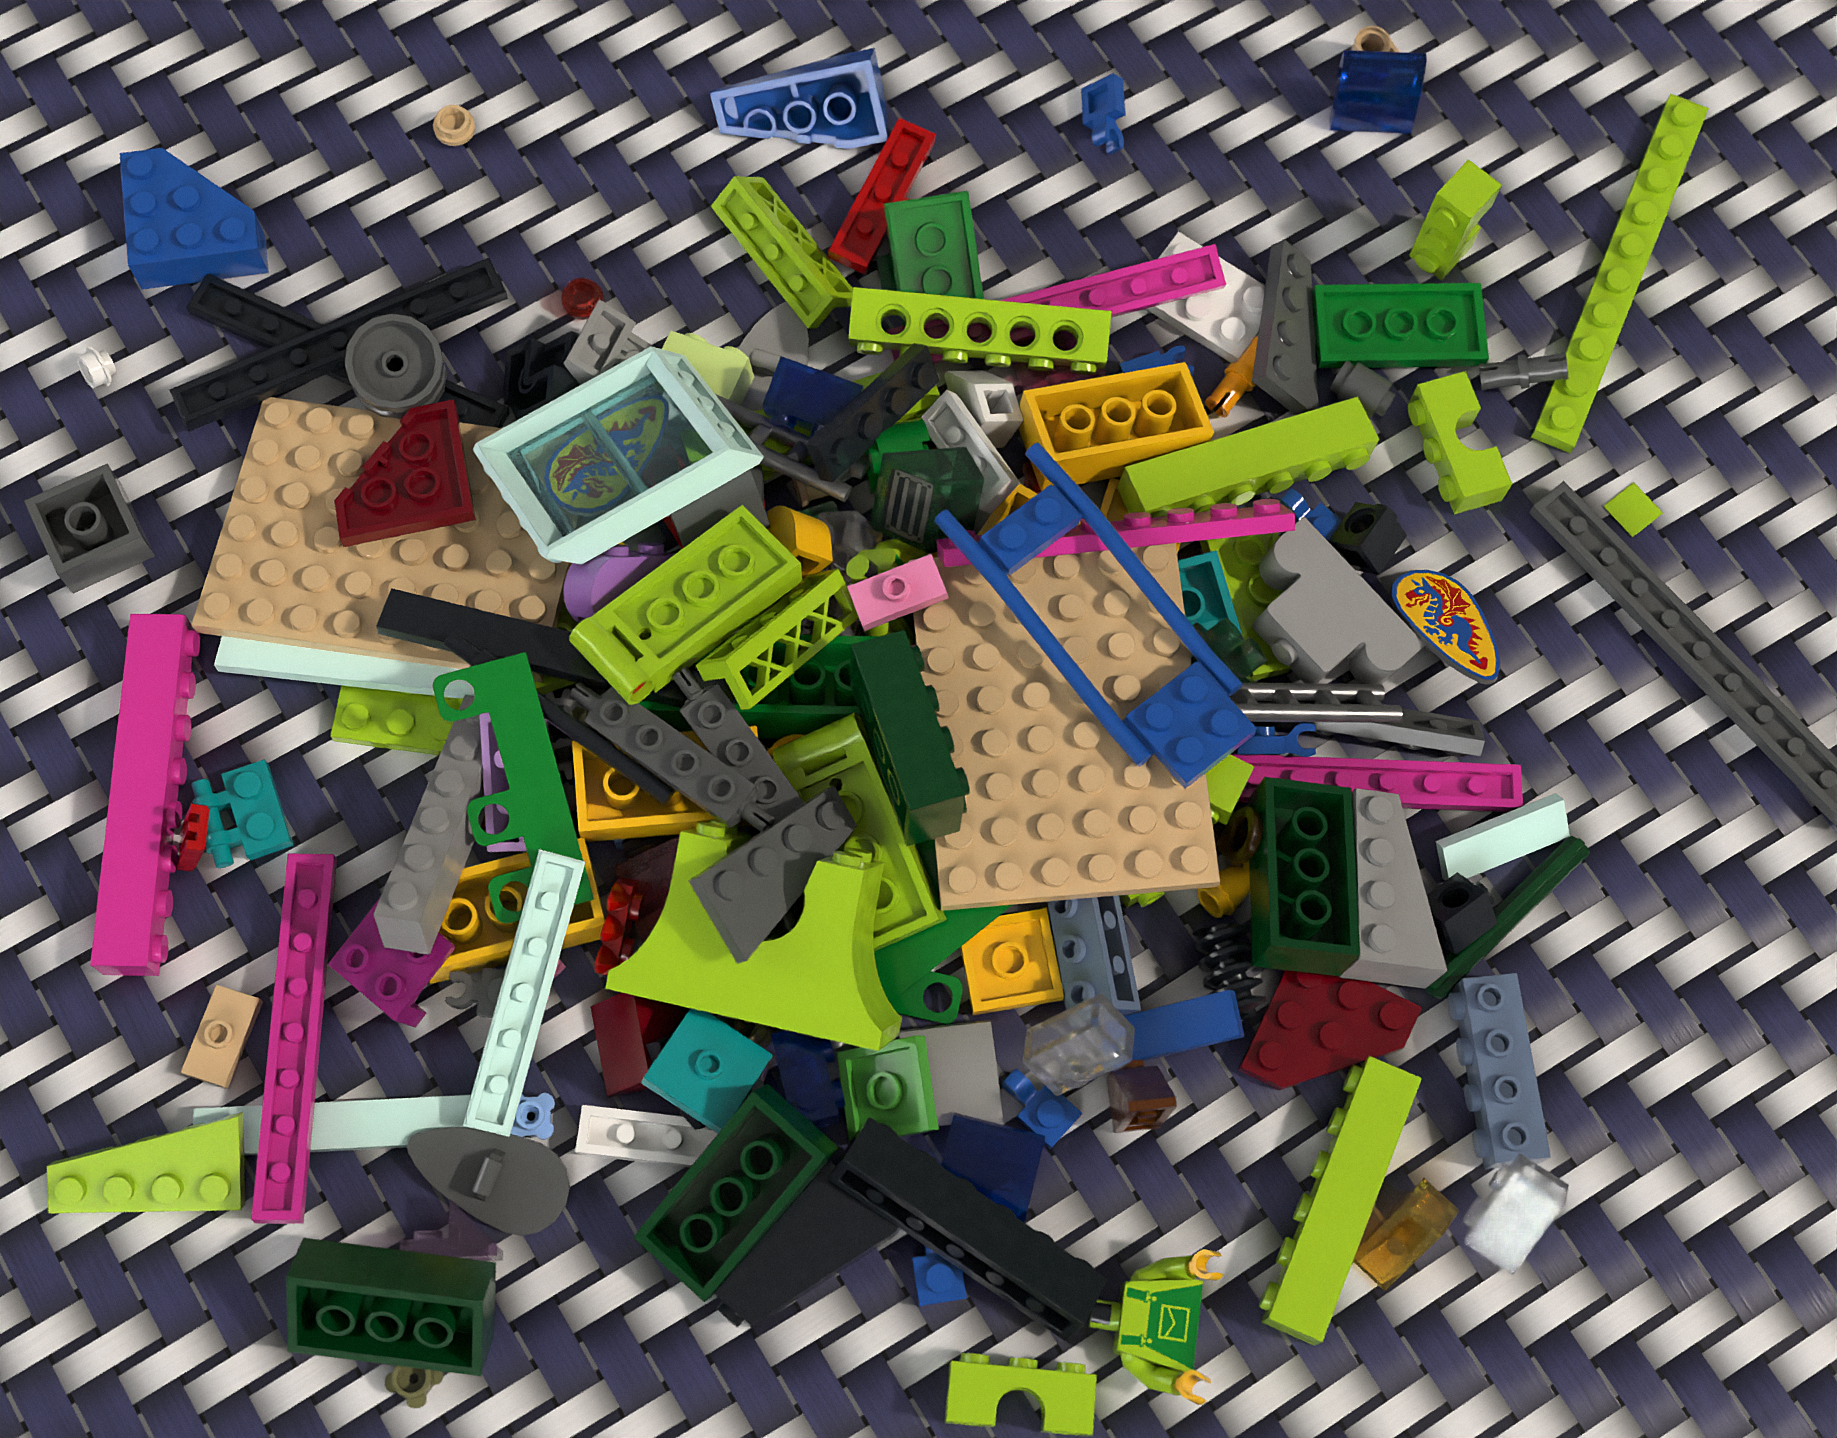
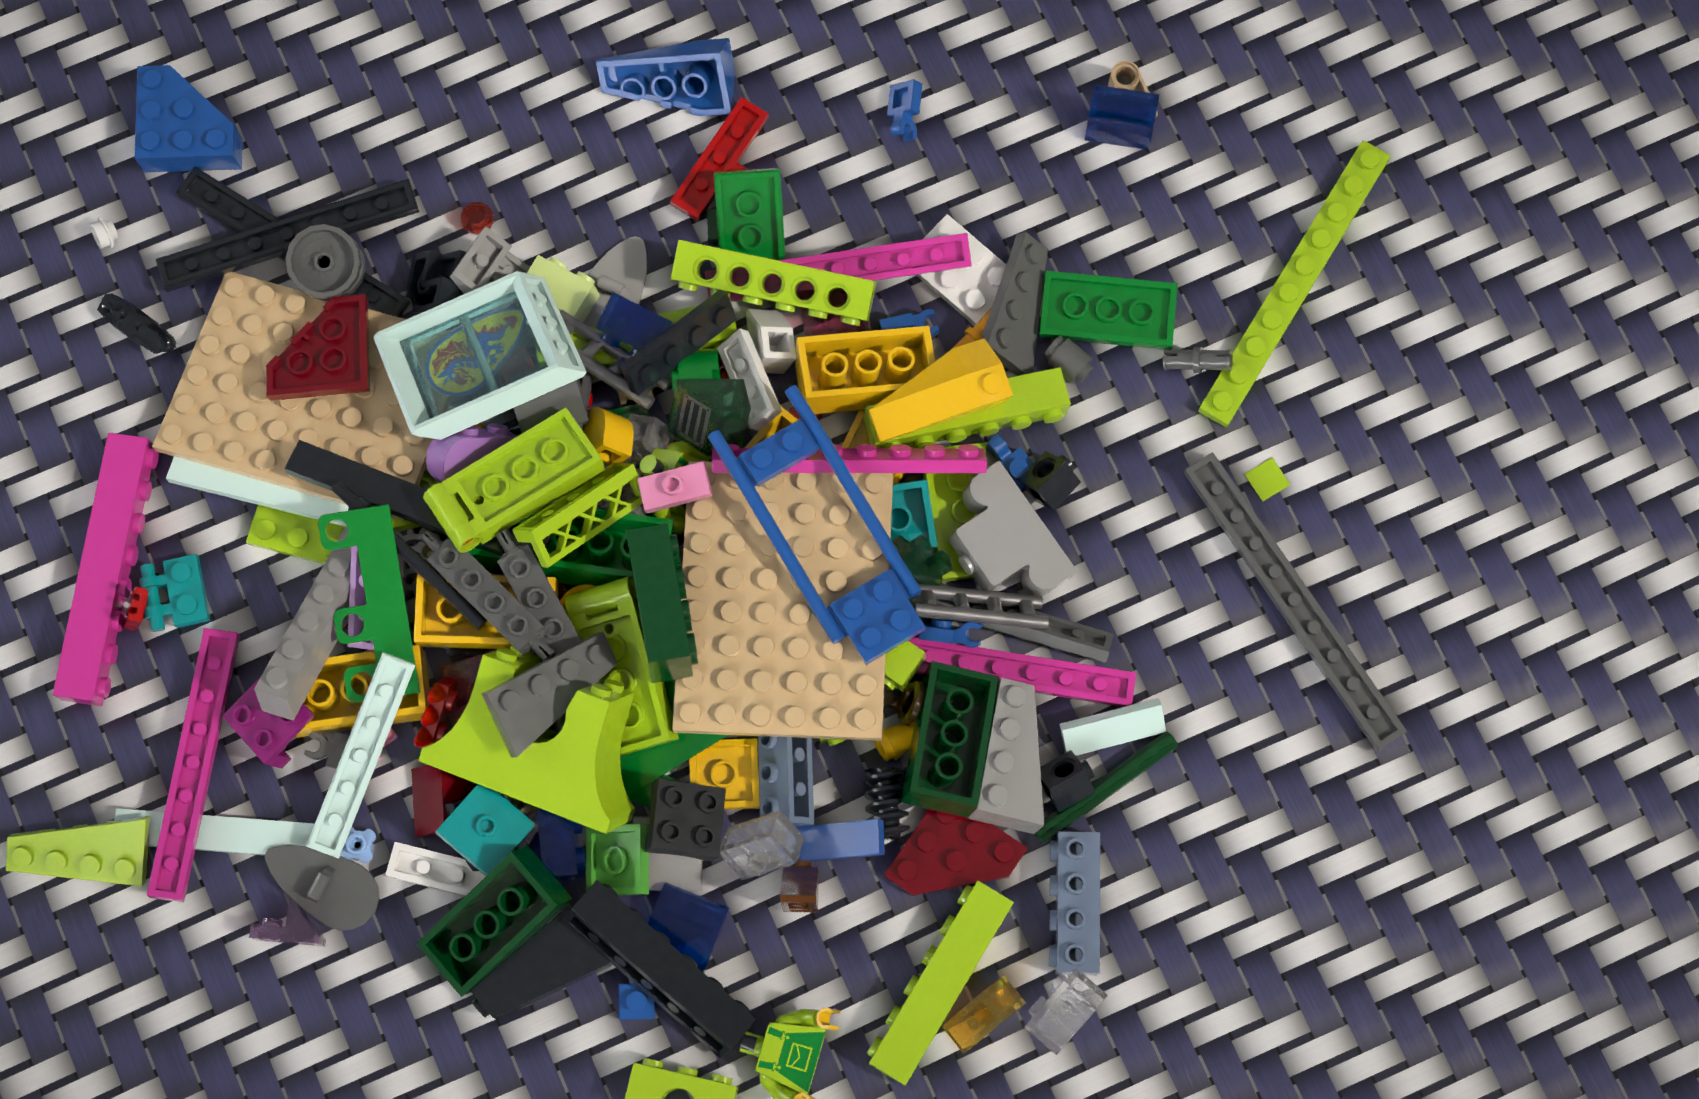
camera: 15 degrees right, 5 degrees up
(89, 528) = (85, 362): dark grey brick -> none
(152, 476) = (136, 324): none -> black hinge
(222, 1036) = (142, 757): tan plate -> none
(390, 1306) = (238, 970): dark green brick -> none
(415, 1393) = (240, 1022): olive plate -> none
(454, 125) = (396, 65): tan plate -> none
(782, 249) = (632, 195): lime fence -> none
(974, 1023) = (685, 819): none -> black brick
(1042, 1109) = (732, 890): blue plate -> none
(1227, 433) = (950, 388): none -> yellow wedge
(1447, 622) = (1099, 554): shield -> none
(1453, 219) = (1158, 234): lime arch -> none
(1465, 475) = (1139, 439): lime arch -> none

